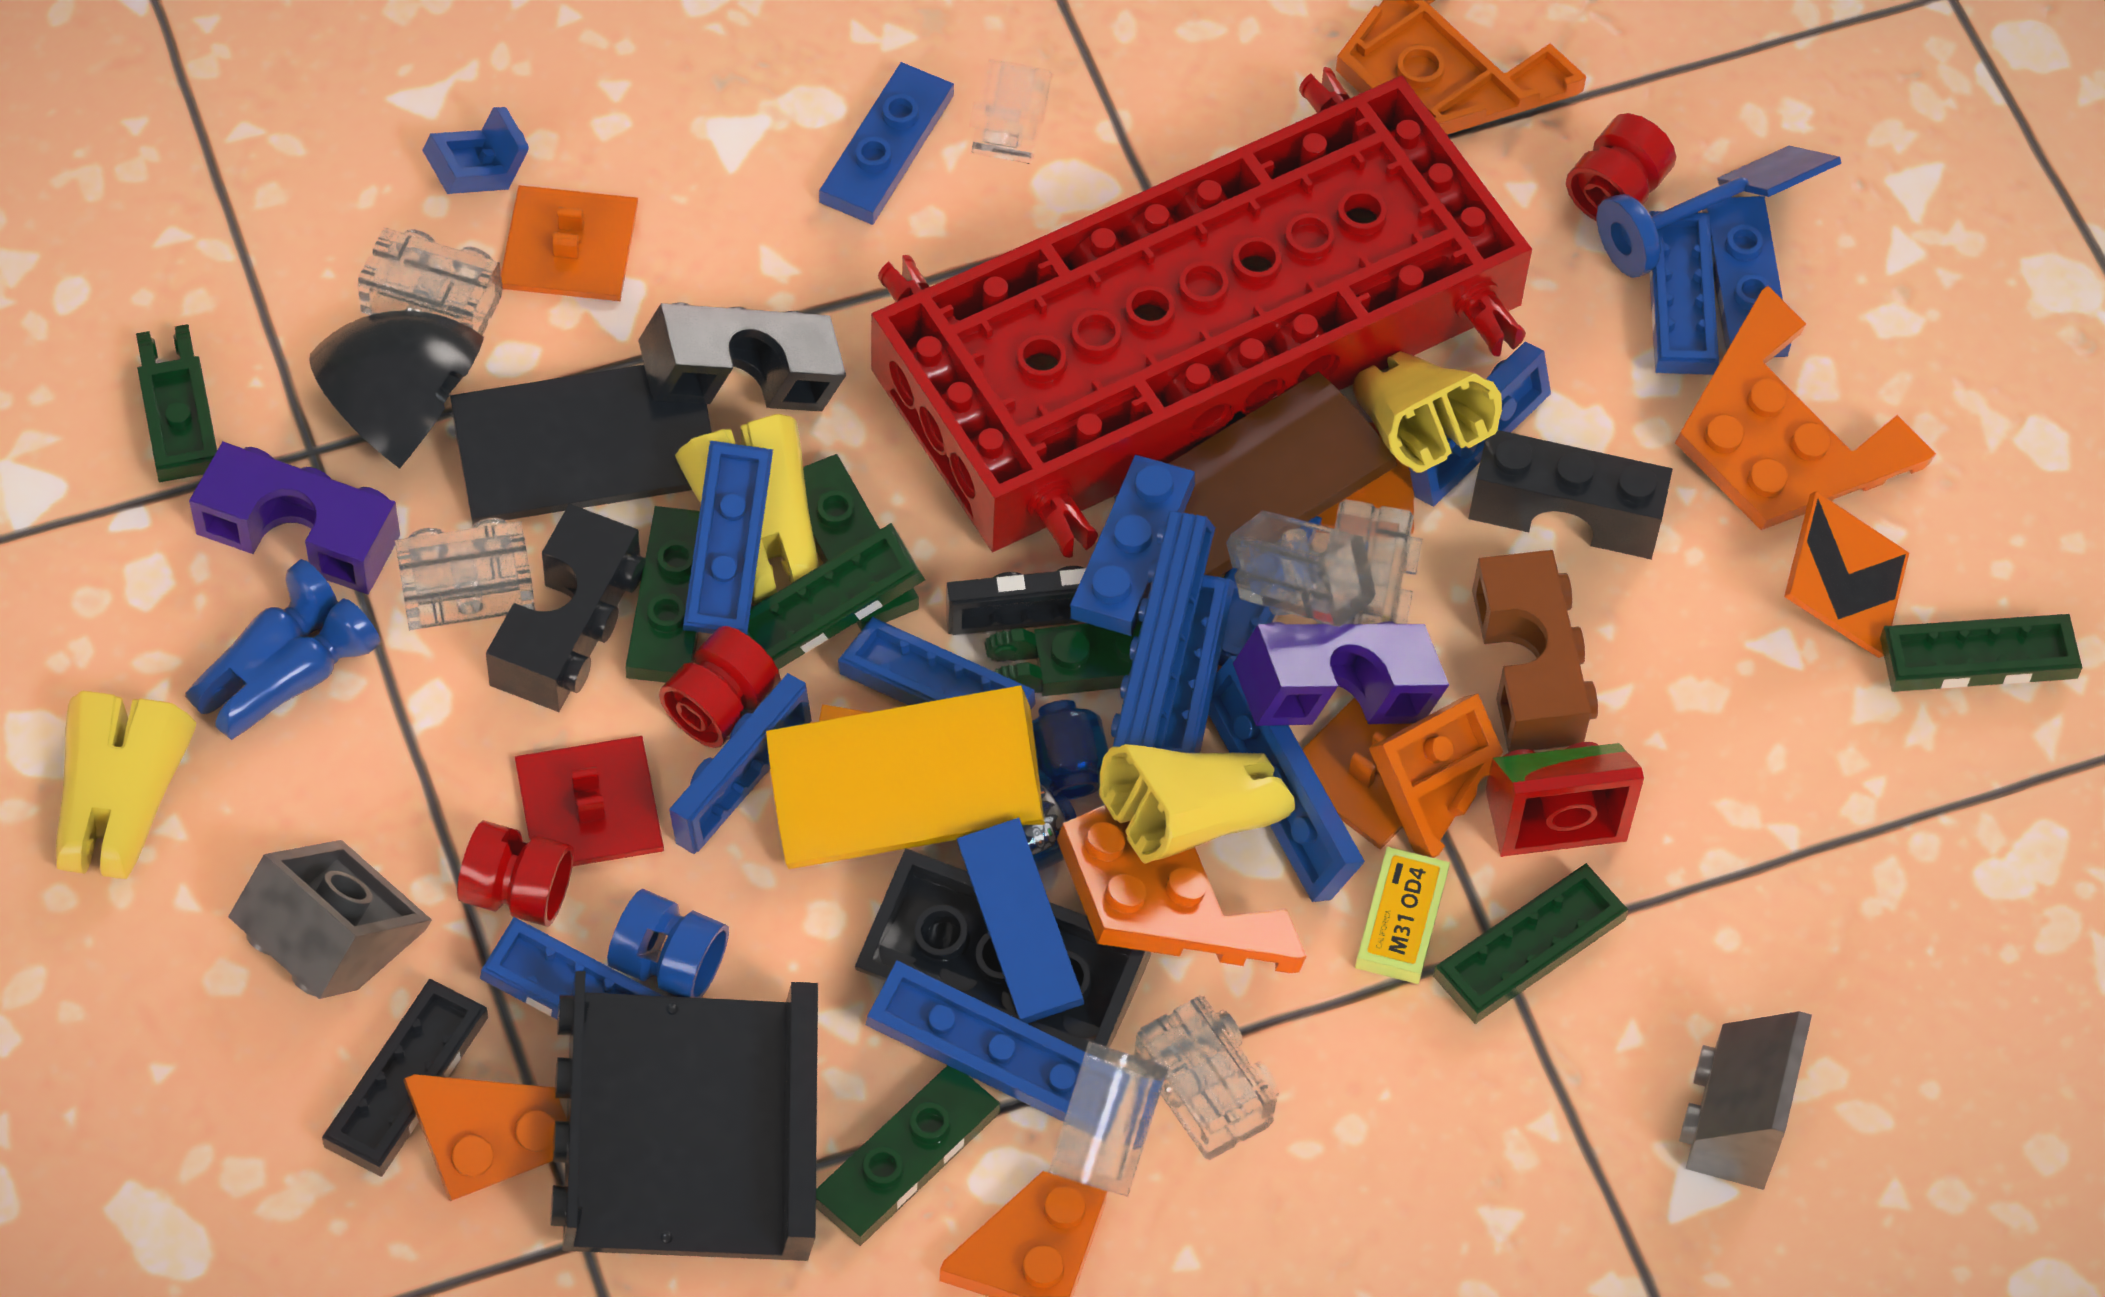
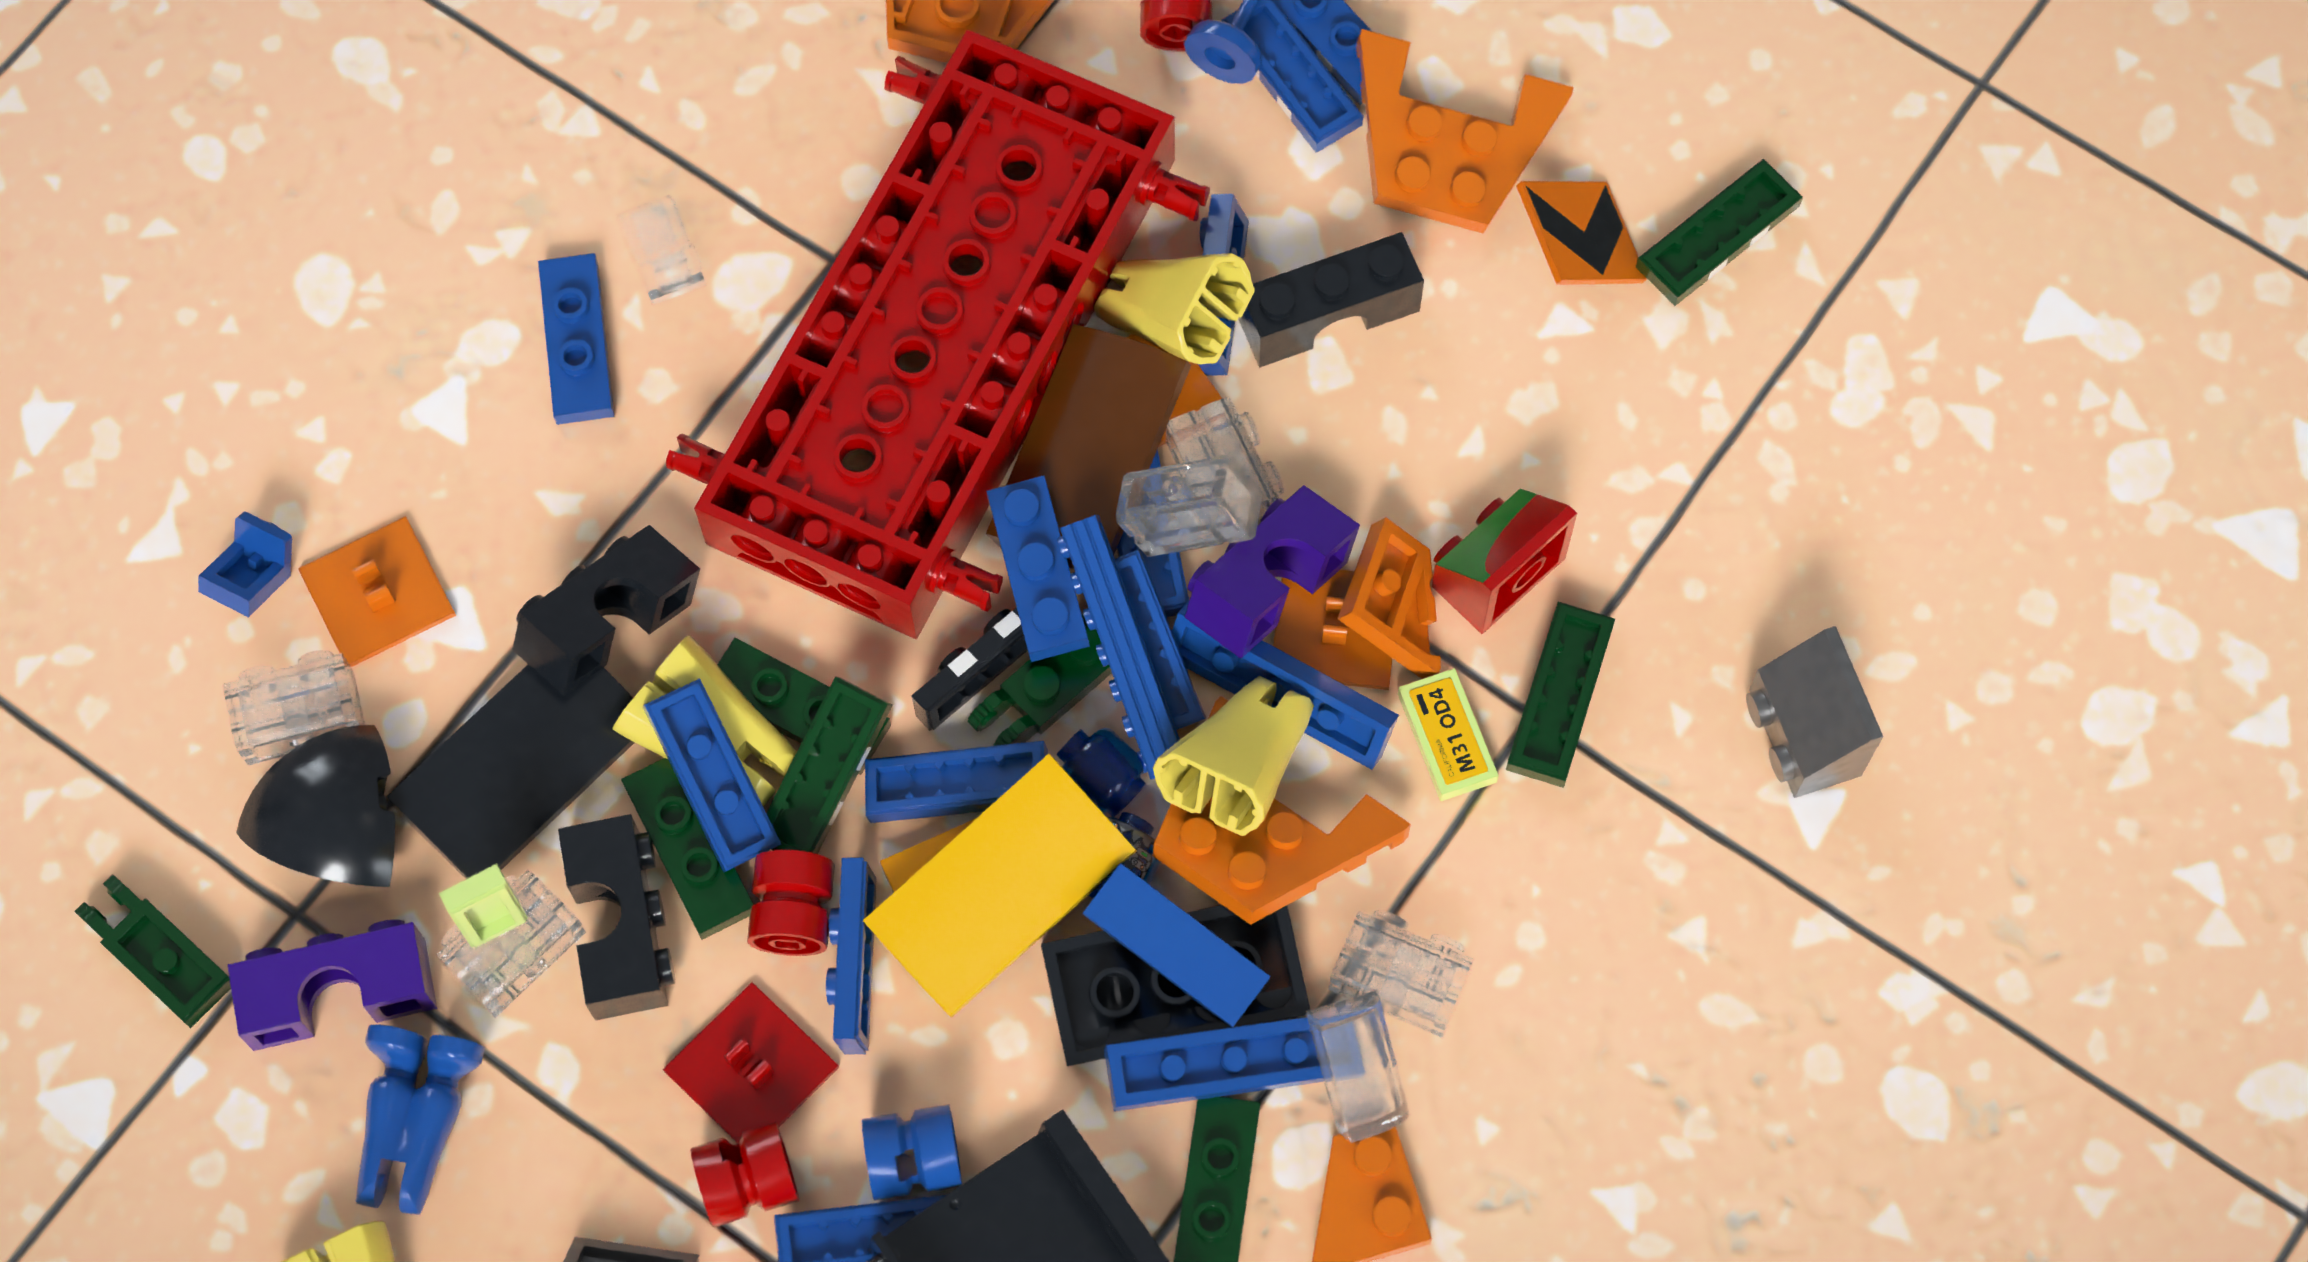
camera: 30 degrees left, 10 degrees up
(456, 510) = (483, 906): none -> yellowish green tile
(1528, 604) = (1364, 413): dark orange arch -> none

